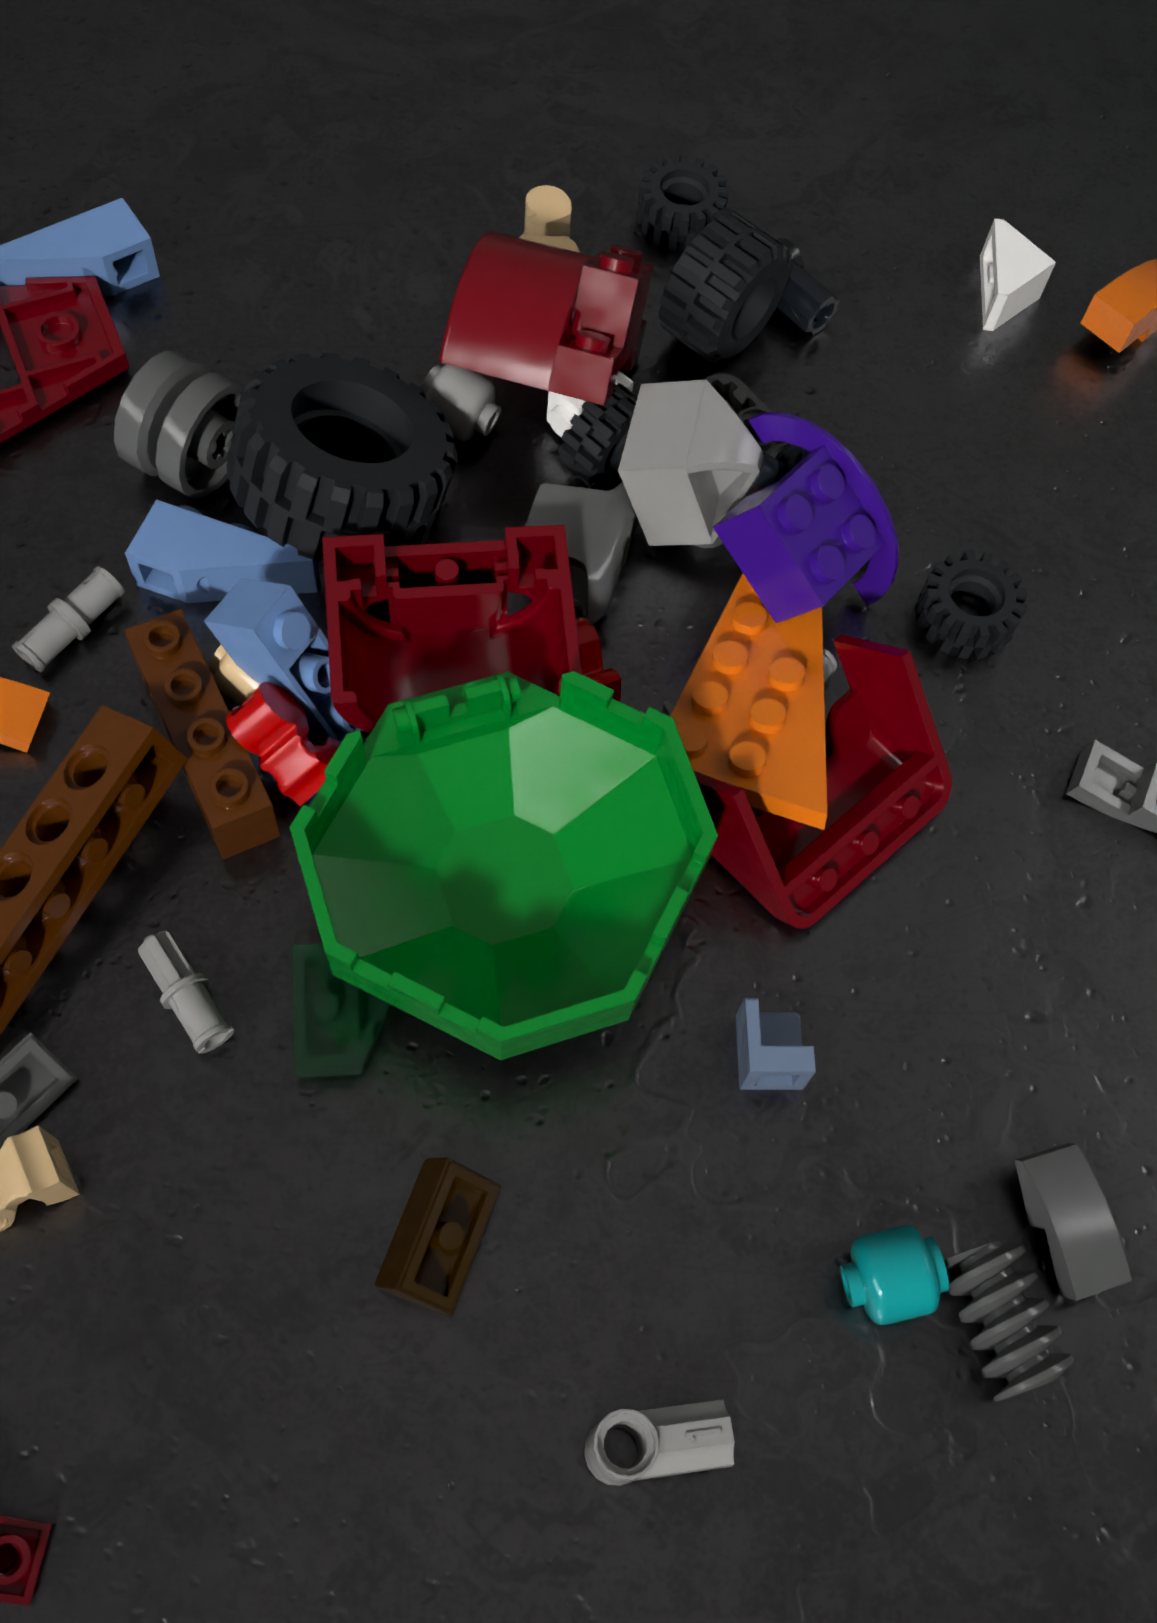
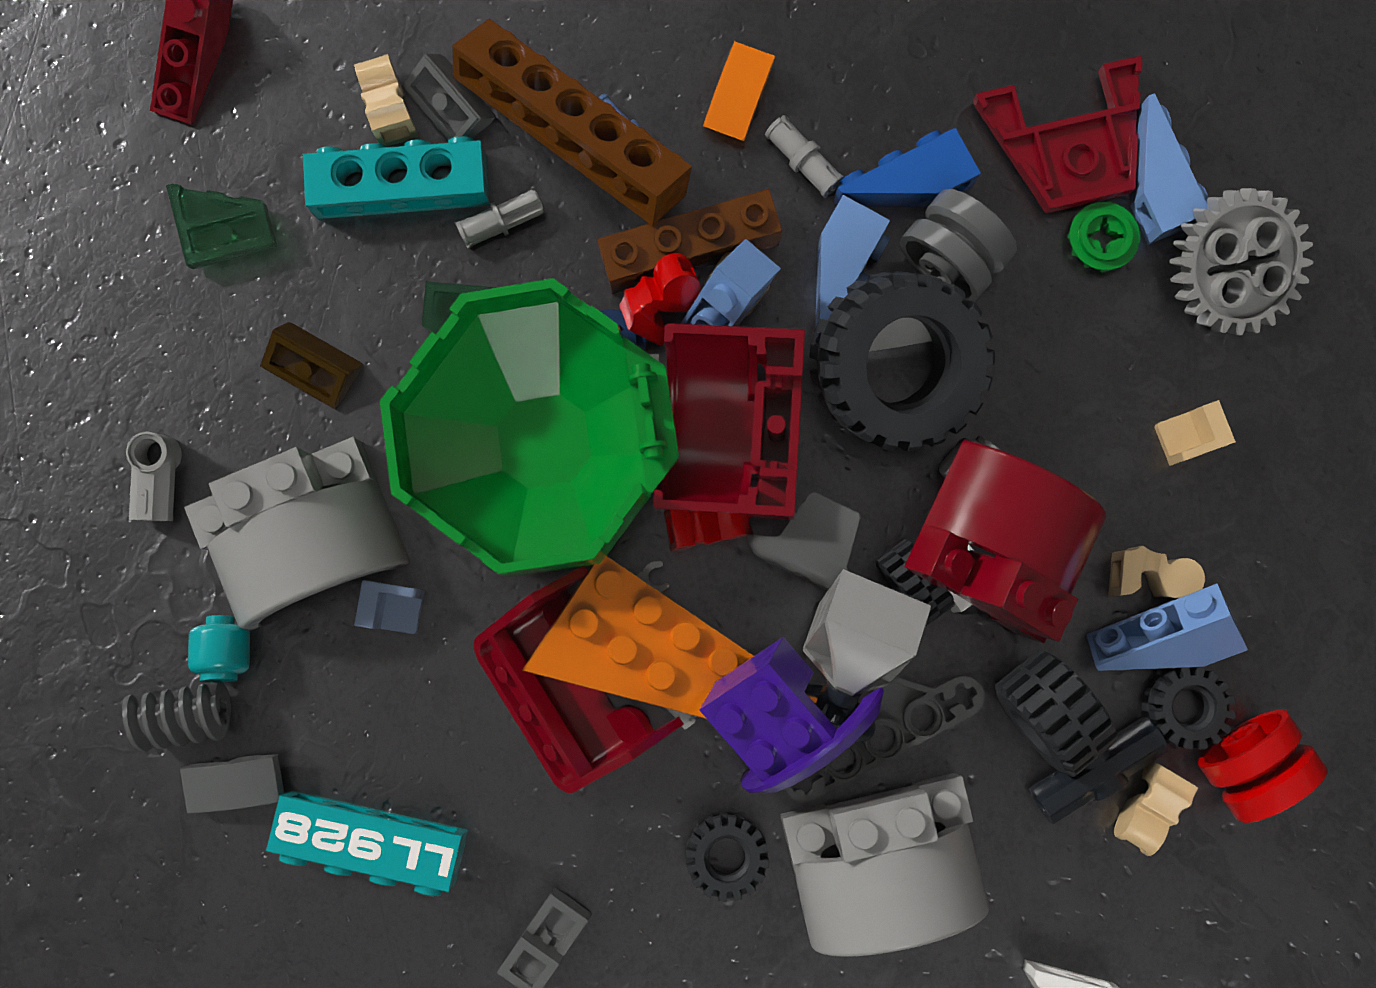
camera: 105 degrees right, 20 degrees up
(88, 481) = (915, 176): none -> blue slope
(135, 302) = (1117, 223): none -> green gear
(167, 1244) = (330, 166): none -> teal brick
(177, 175) = (1236, 223): none -> light grey gear
(229, 1425) = (219, 226): none -> clear green wing
(381, 211) = (1194, 433): none -> tan panel
(608, 197) = (1173, 635): none -> medium blue slope
(708, 1181) = (294, 530): none -> light grey piece
(734, 120) = (1263, 766): none -> red wheel
(807, 224) = (1148, 816): none -> tan leg
(950, 411) = (895, 873): none -> light grey piece
(1090, 1020) = (367, 842): none -> teal brick

